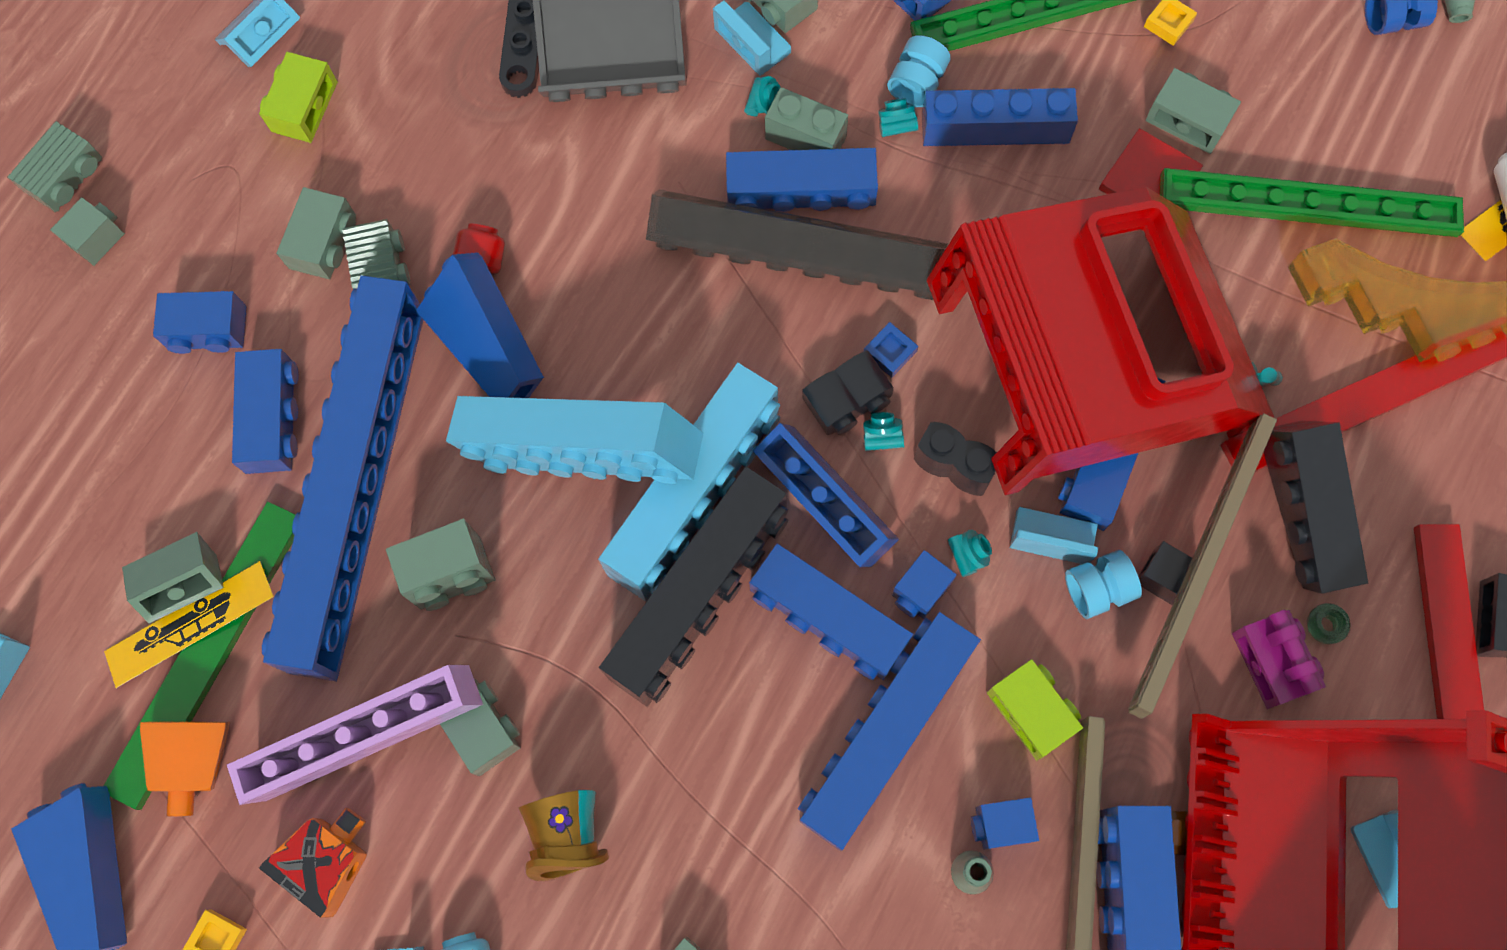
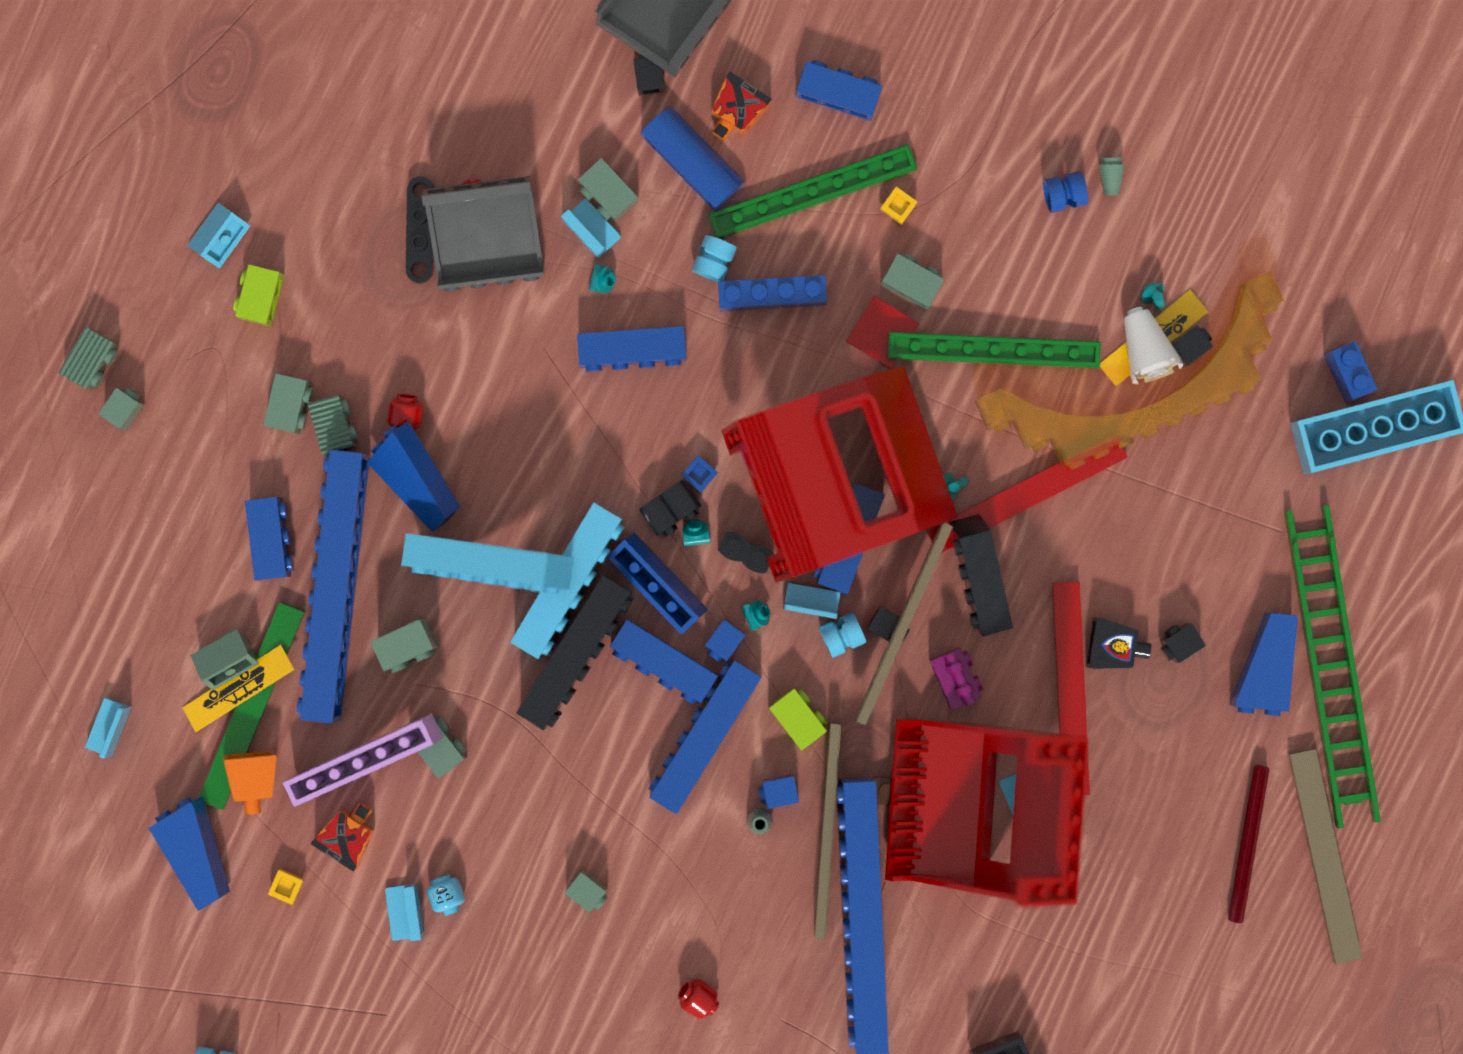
camera: 10 degrees left, 15 degrees up
(200, 321) = (213, 474): blue brick -> none
(562, 835) = (500, 814): pearl gold hat -> none
(793, 242) = (630, 398): clear smoke brick -> none
(804, 123) = (633, 306): sand green brick -> none
(897, 118) = (699, 292): teal plate -> none
(1336, 615) = (999, 652): clear green plate -> none

